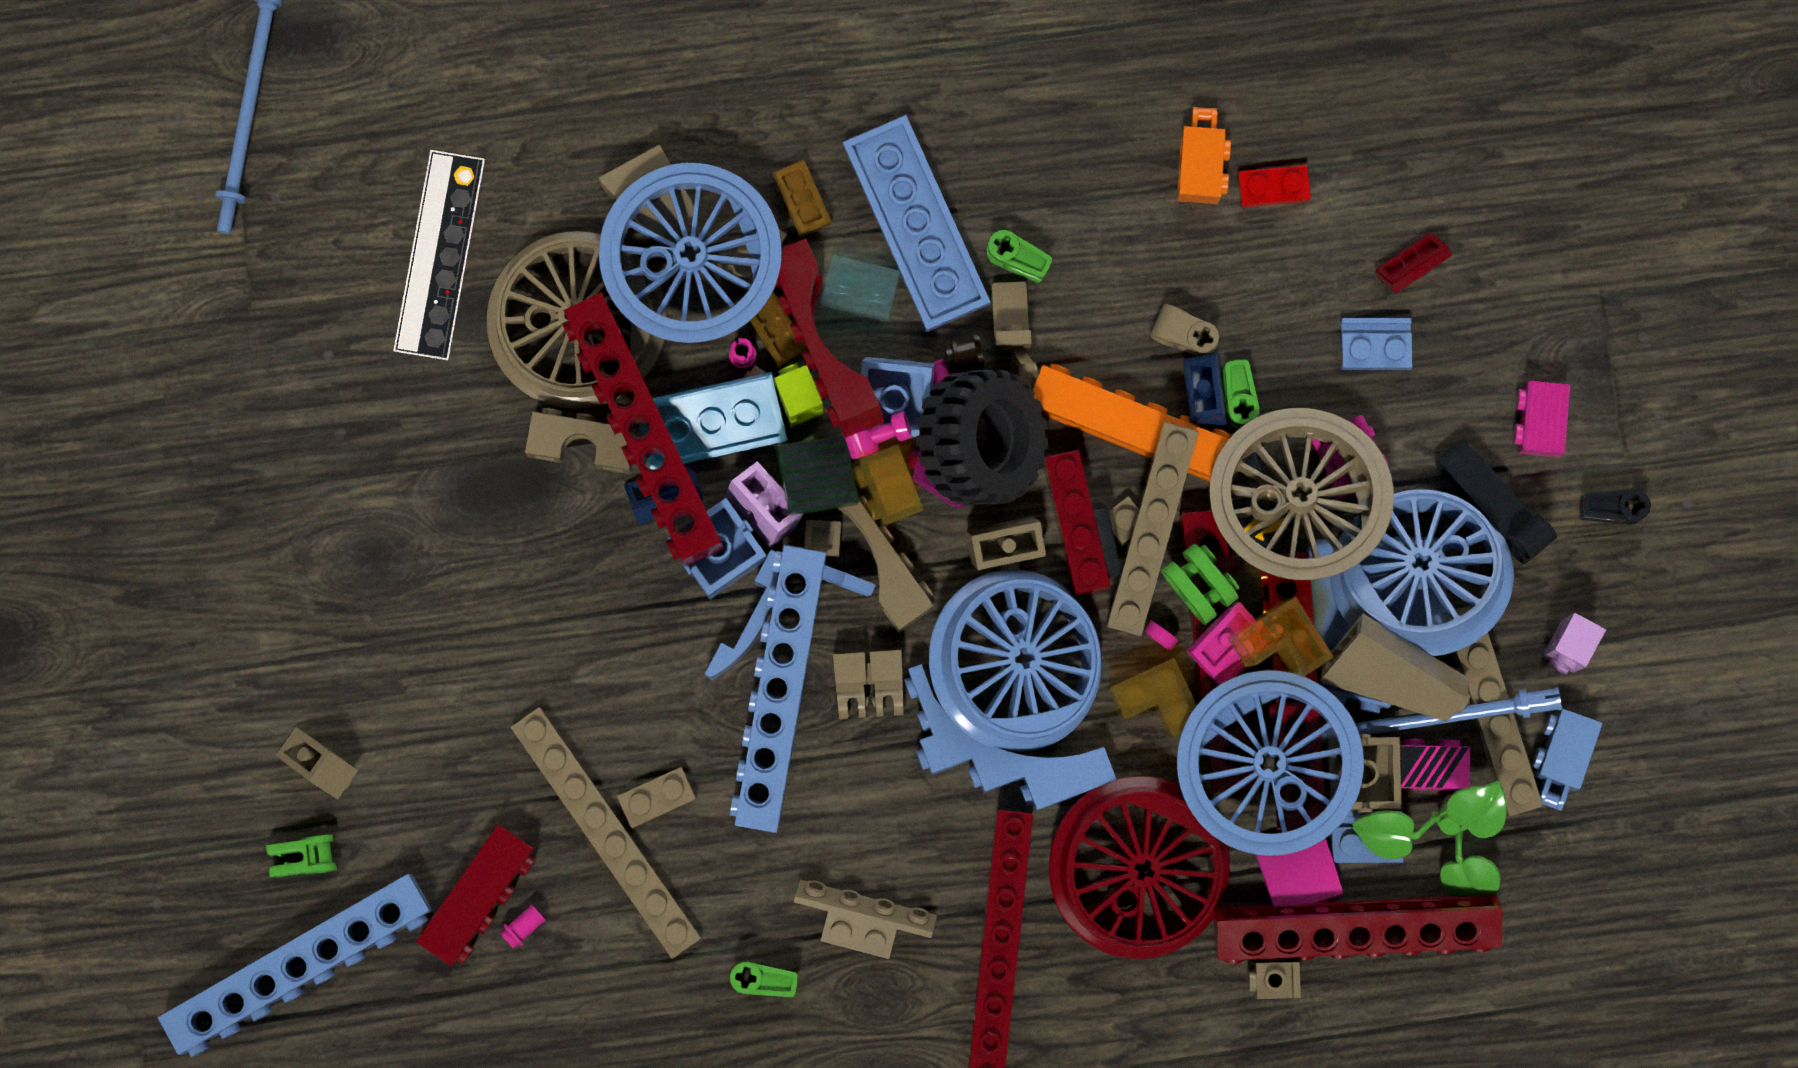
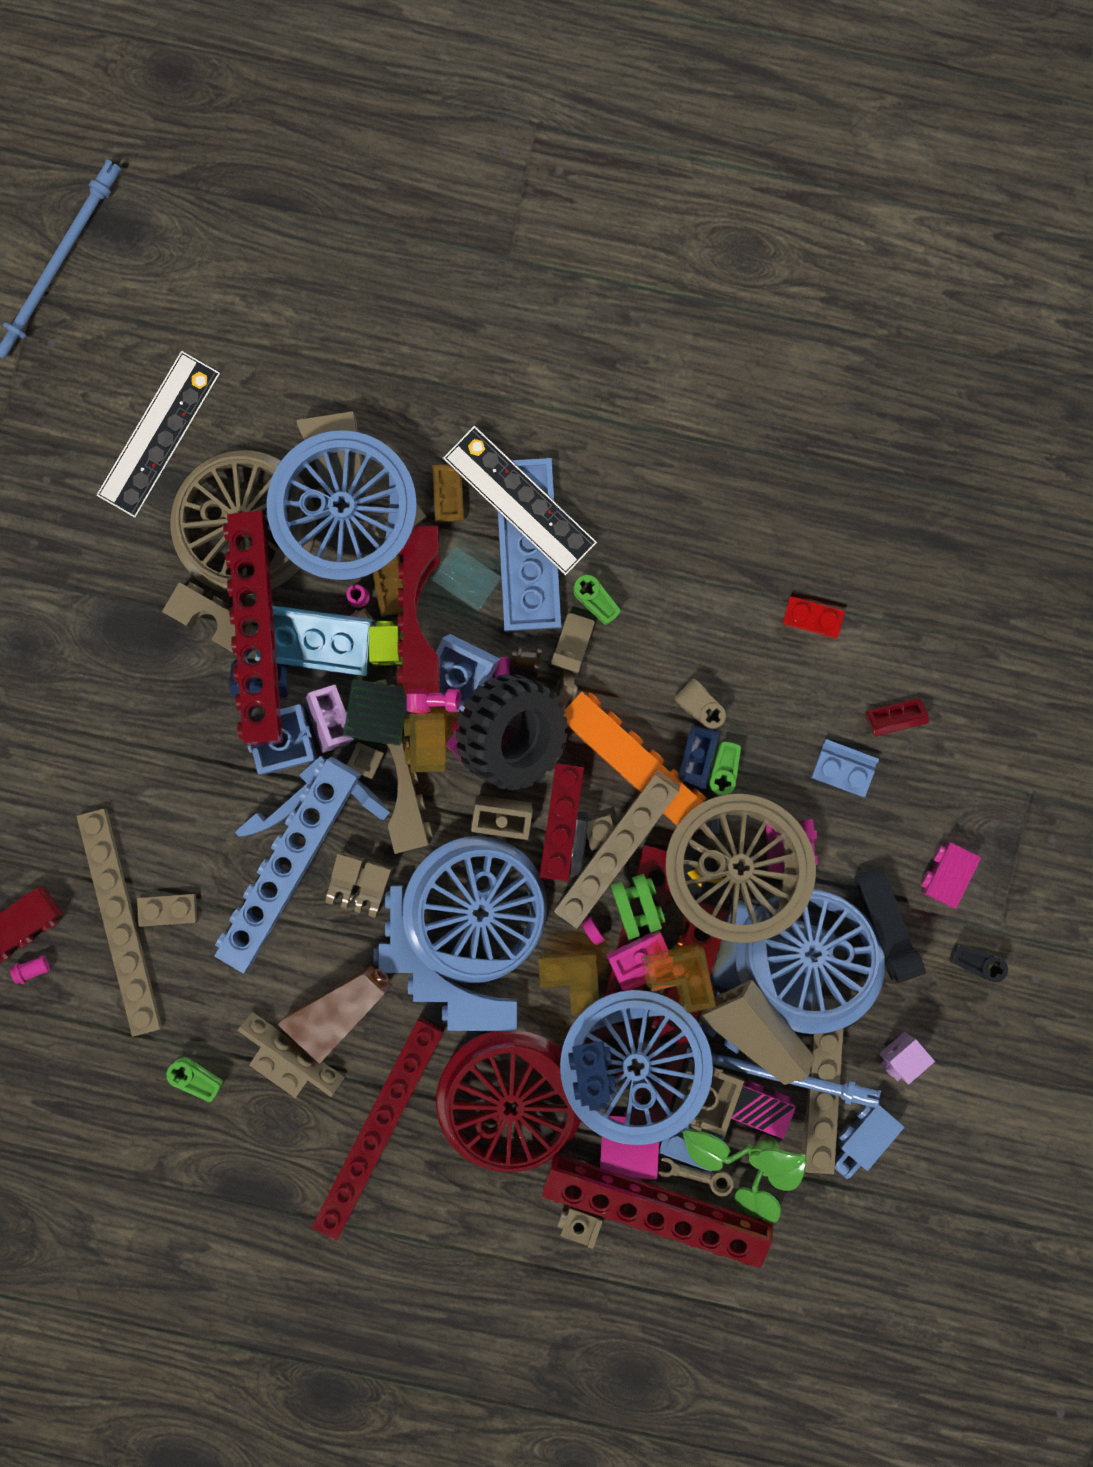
camera: 25 degrees right, 5 degrees up
(888, 175) = (519, 500): none -> sticker
(896, 843) = (332, 1015): none -> slope
(1202, 160) = (766, 576): orange brick -> none
(1228, 793) = (593, 1084): none -> dark blue brick
(1390, 871) = (697, 1174): none -> dark tan brick

